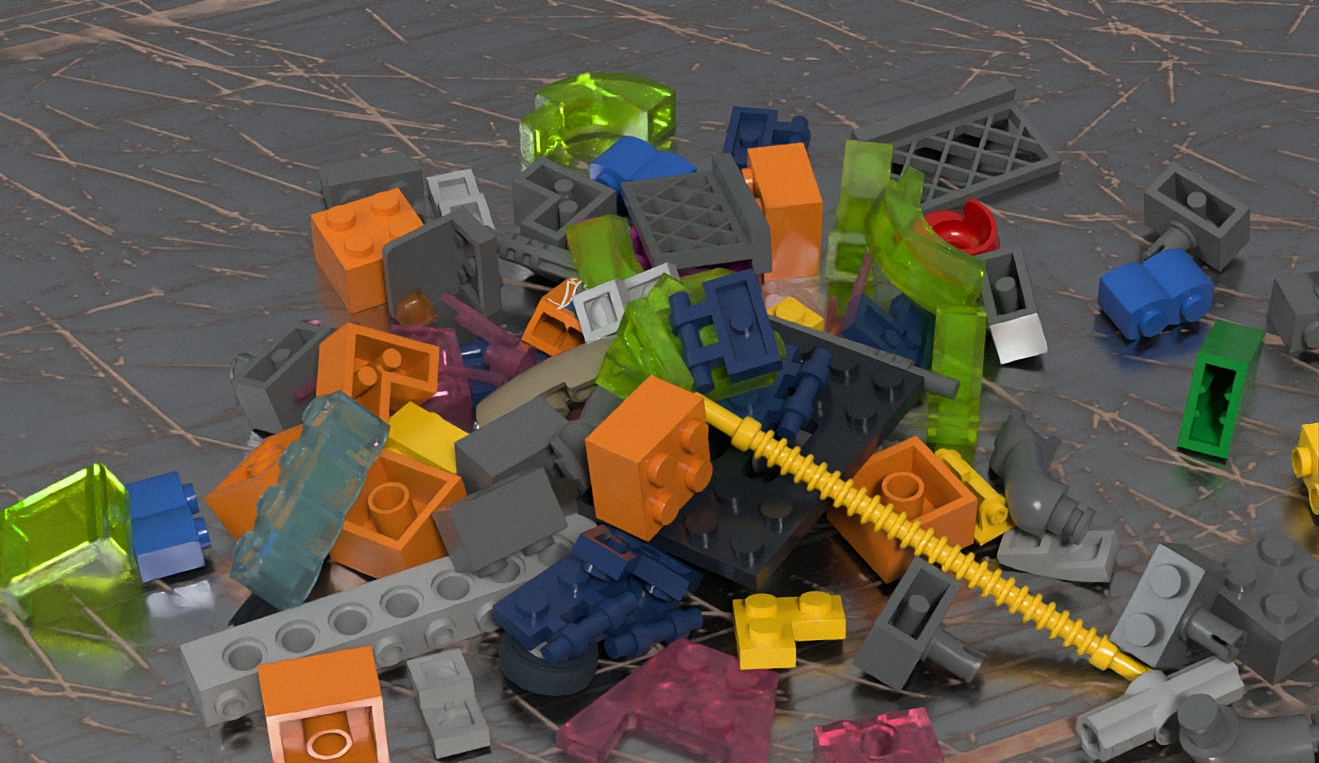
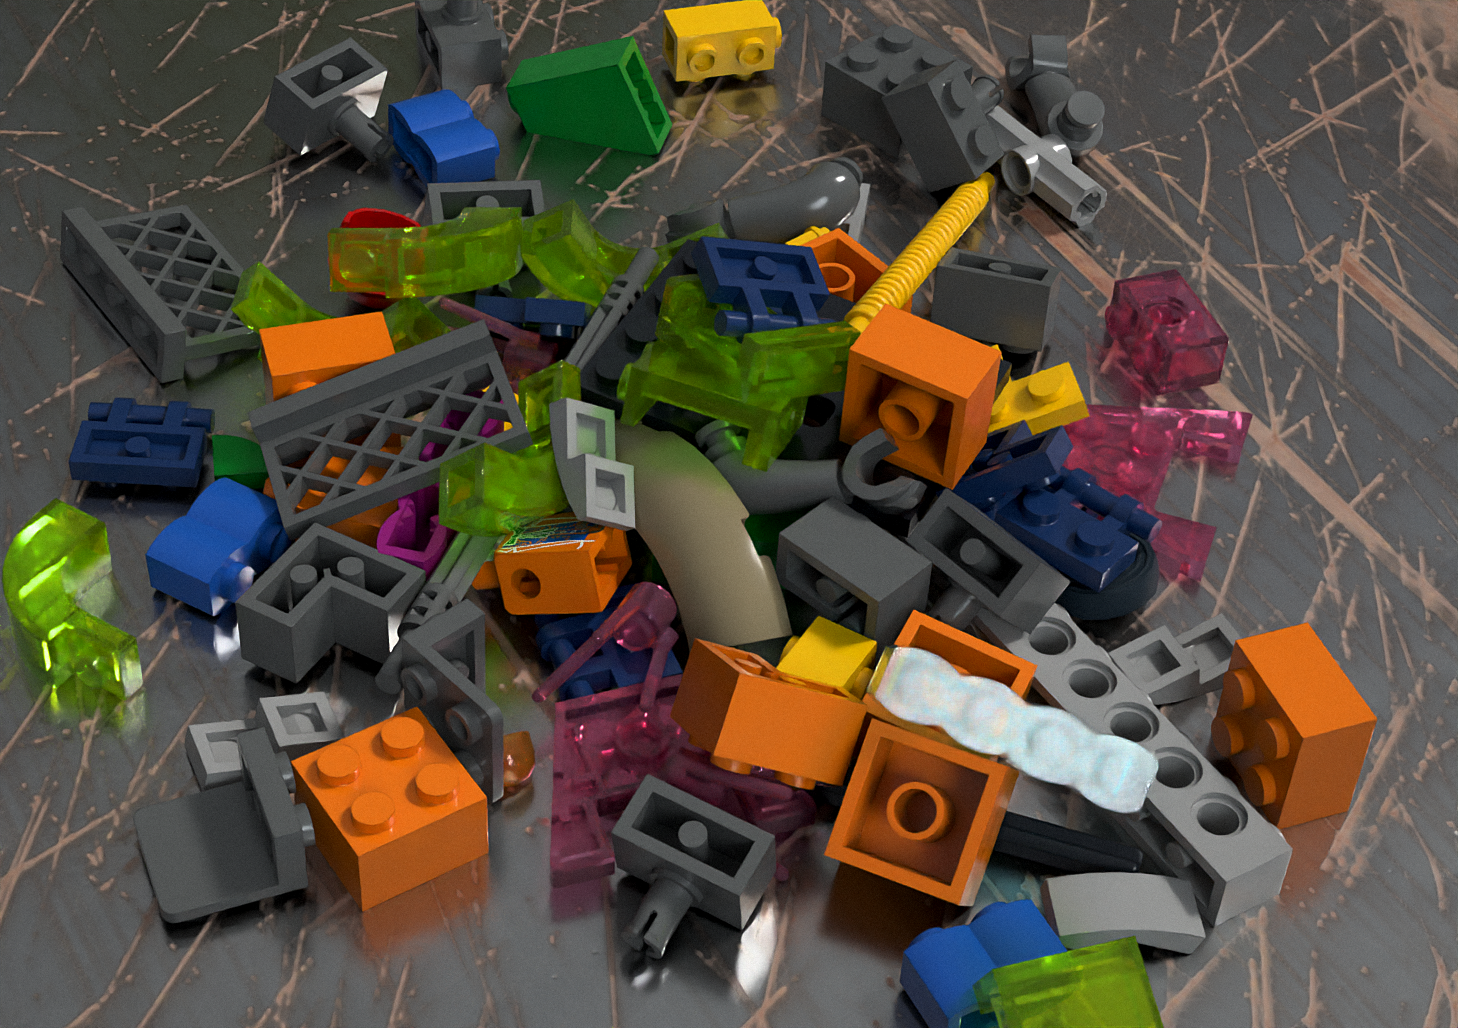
camera: 100 degrees left, 0 degrees up
(196, 607) = (1121, 905): none -> light grey slope

